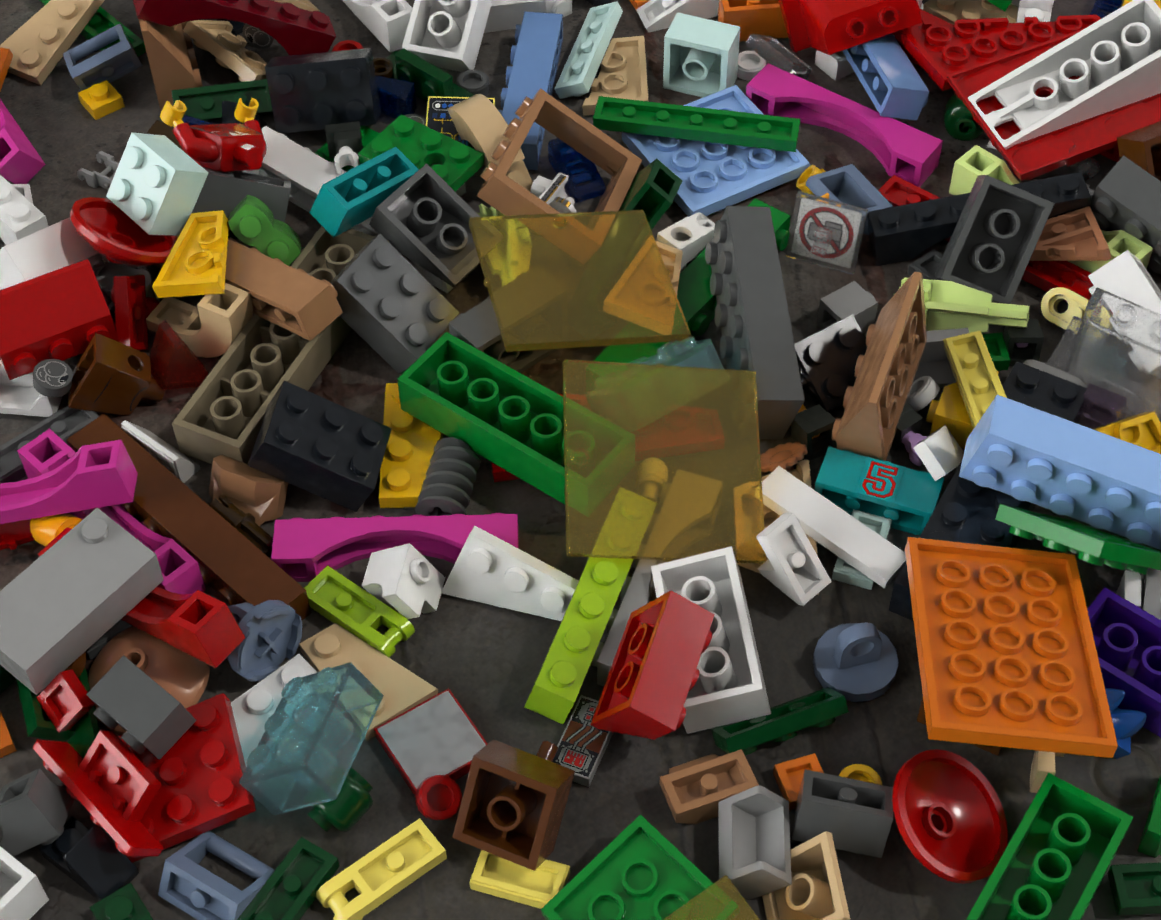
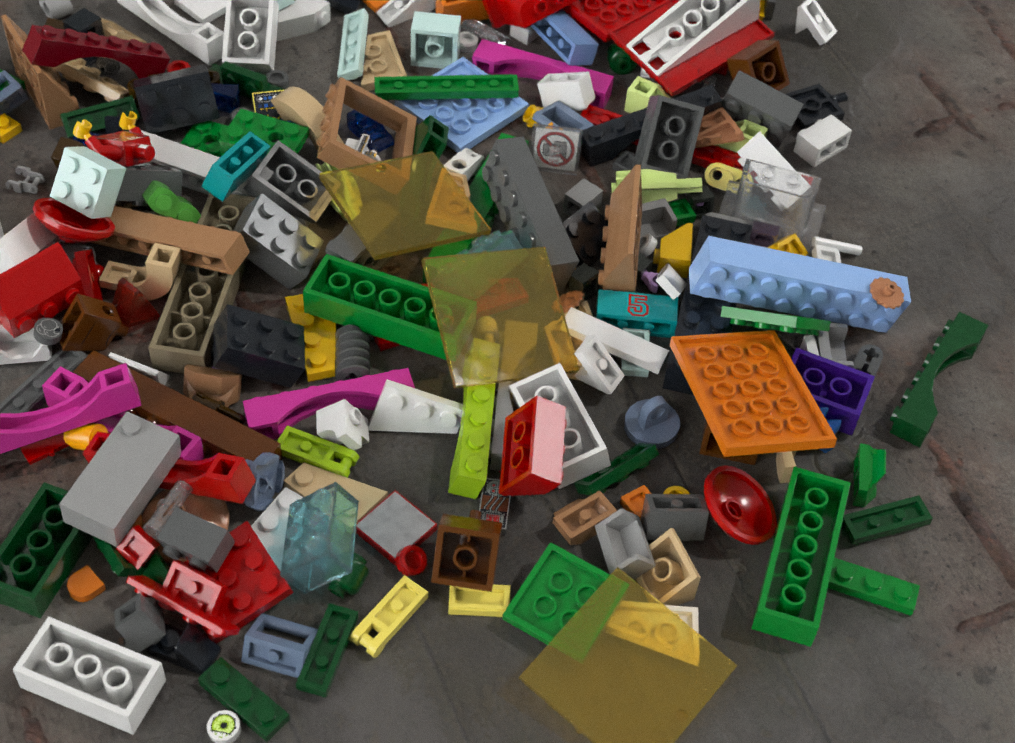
camera: 20 degrees left, 0 degrees up
(138, 636) = (178, 495): none -> clear pin
(197, 258) = (133, 230): yellow wing -> none
(344, 144) = (205, 135): pearl dark grey piece -> none
(534, 67) = (318, 60): medium blue brick -> none
(871, 149) = (570, 88): none -> white brick
(973, 372) = (680, 228): light yellow tile -> none

